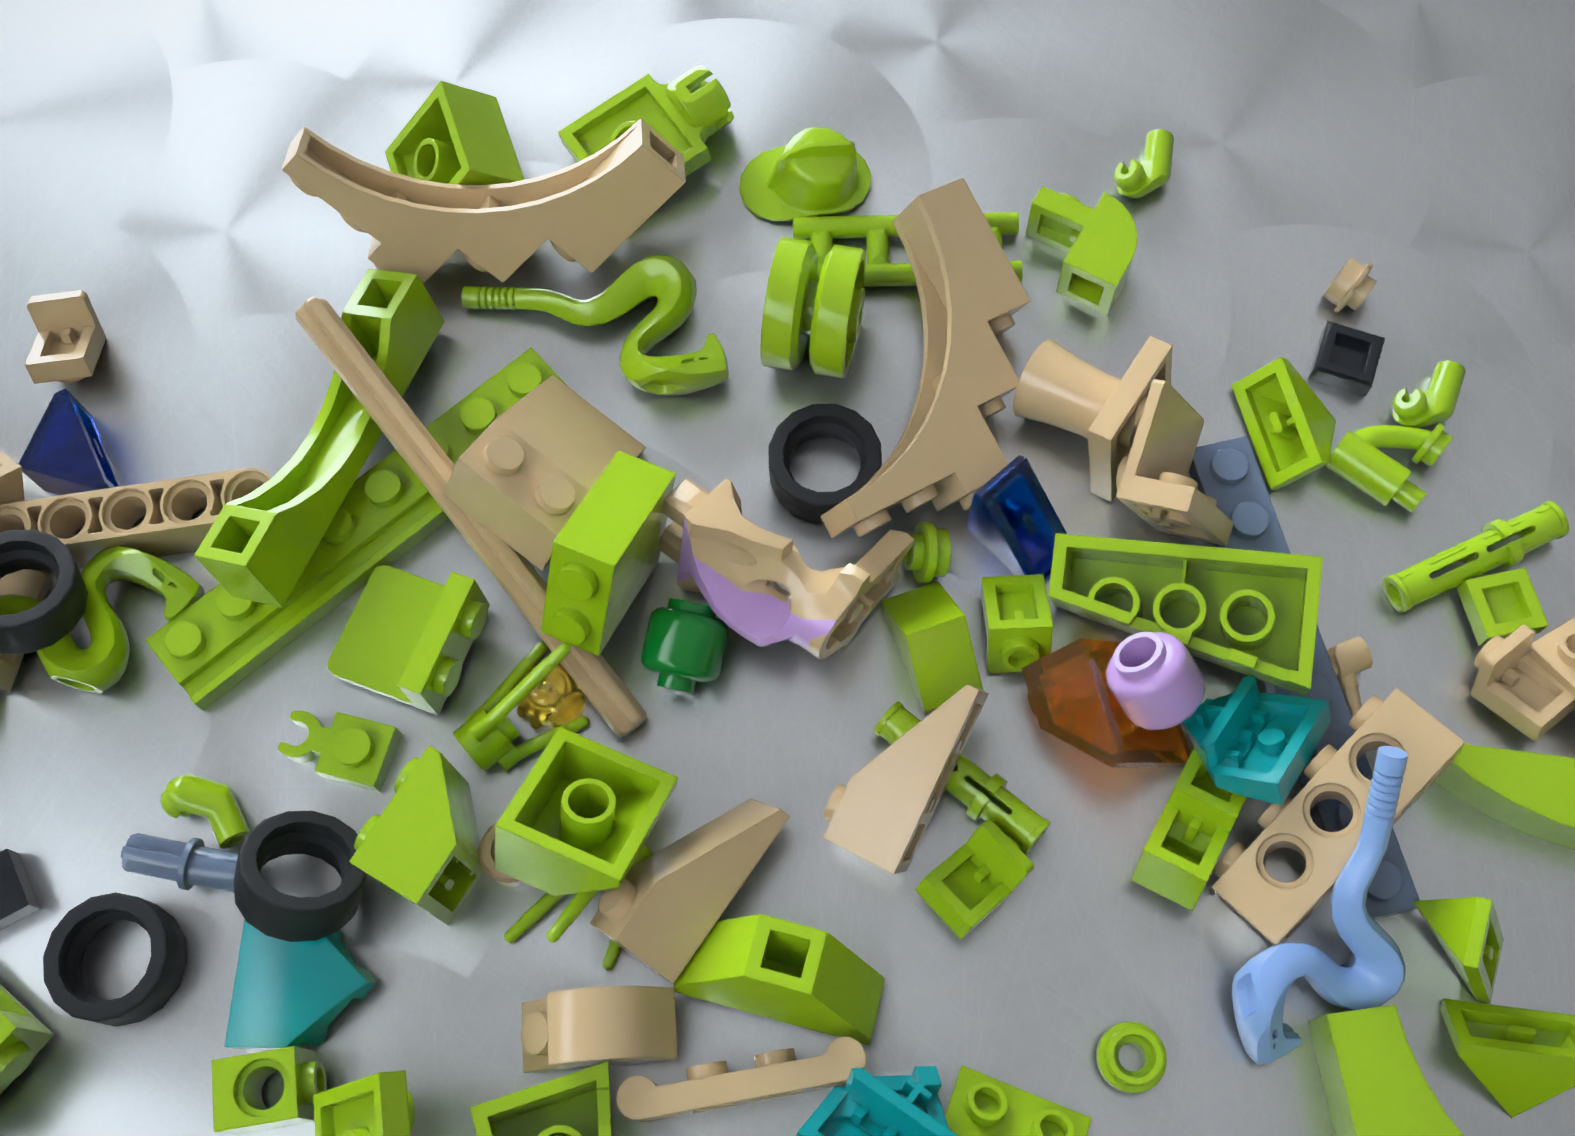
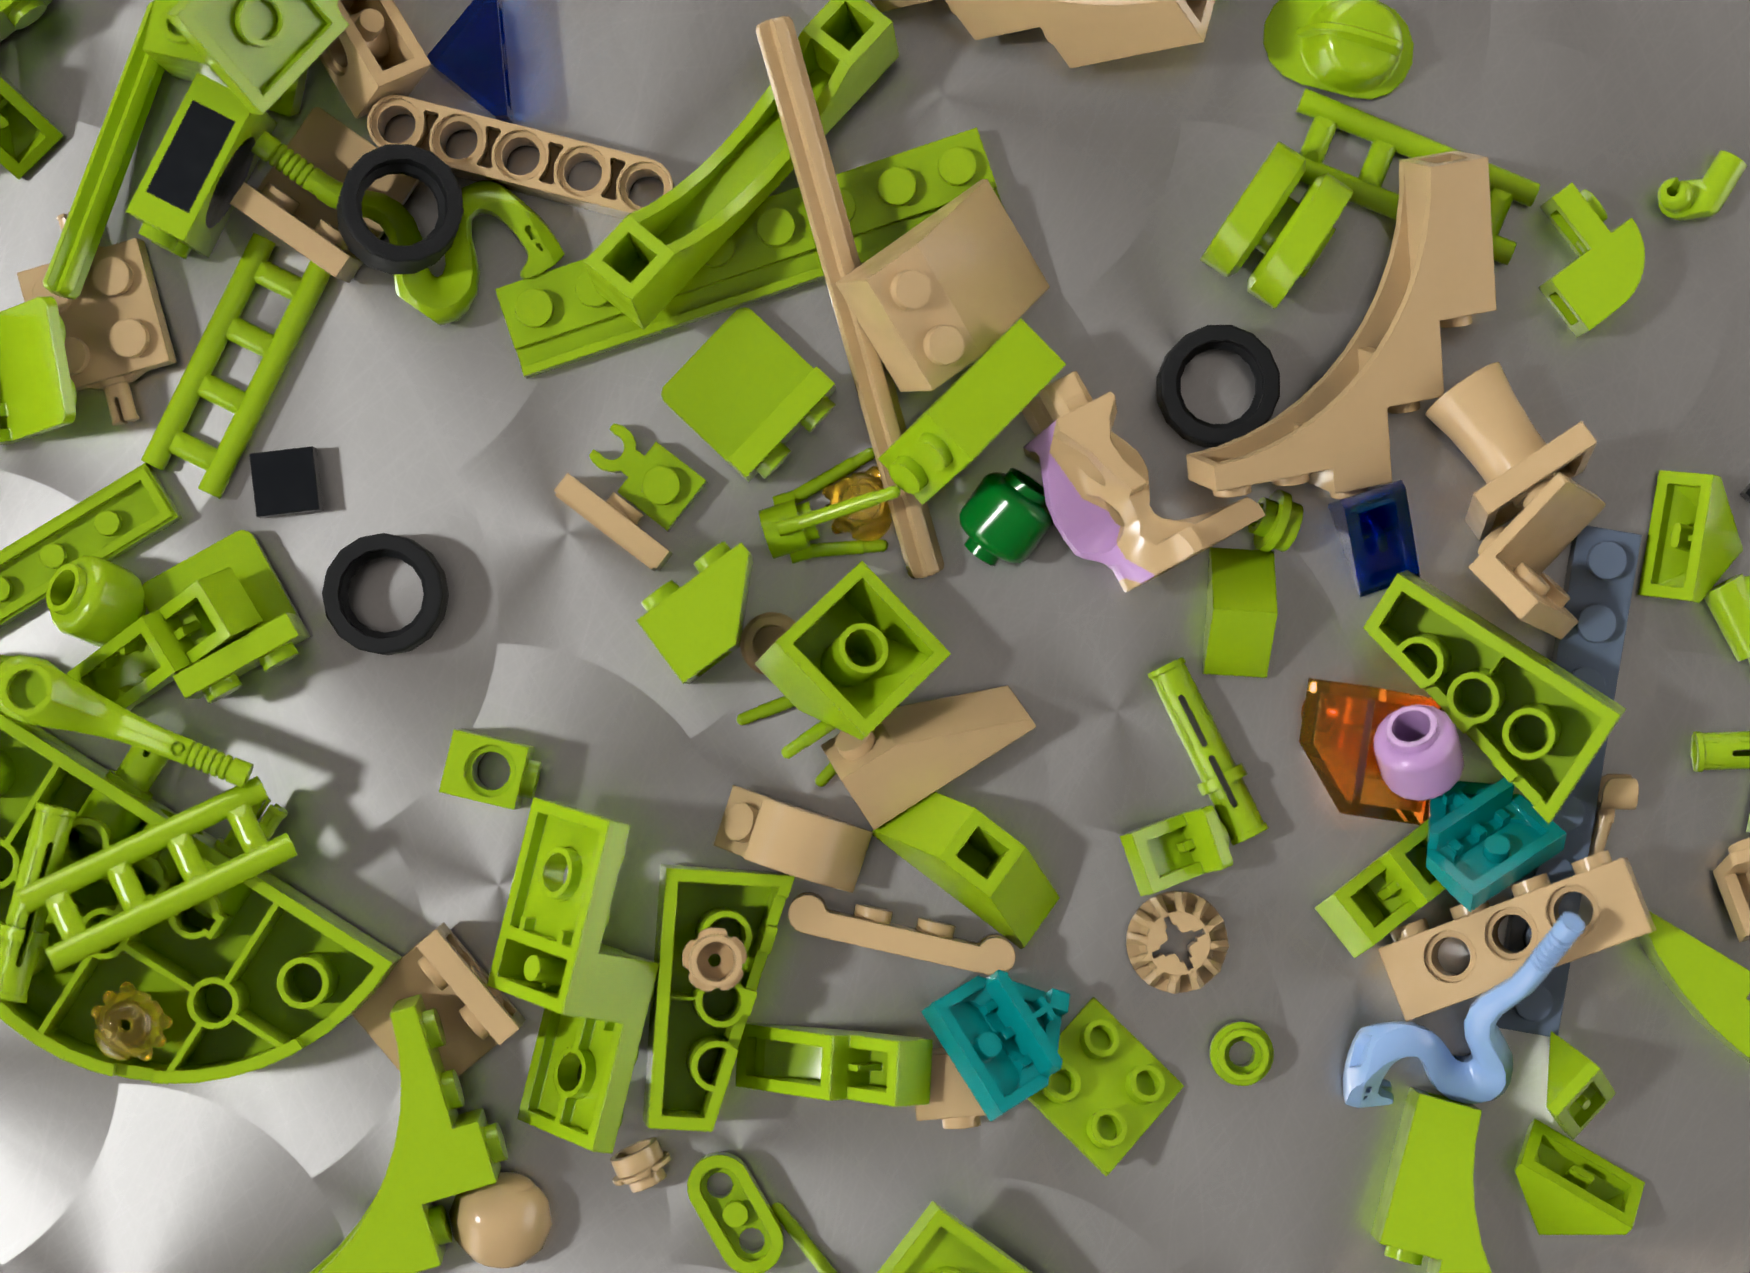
camera: 15 degrees right, 20 degrees up
(180, 862) = (476, 532): sand blue axle -> none
(210, 799) = (508, 475): lime arm -> none
(286, 915) = (614, 571): black tyre -> none
(290, 990) = (536, 679): teal slope -> none
(316, 792) = (615, 519): none -> tan plate
(647, 278) = (1147, 131): lime animal -> none
(896, 793) = (1139, 747): tan slope -> none
(984, 974) = (1148, 932): none -> tan gear
(1015, 621) = (1327, 626): lime bracket -> none

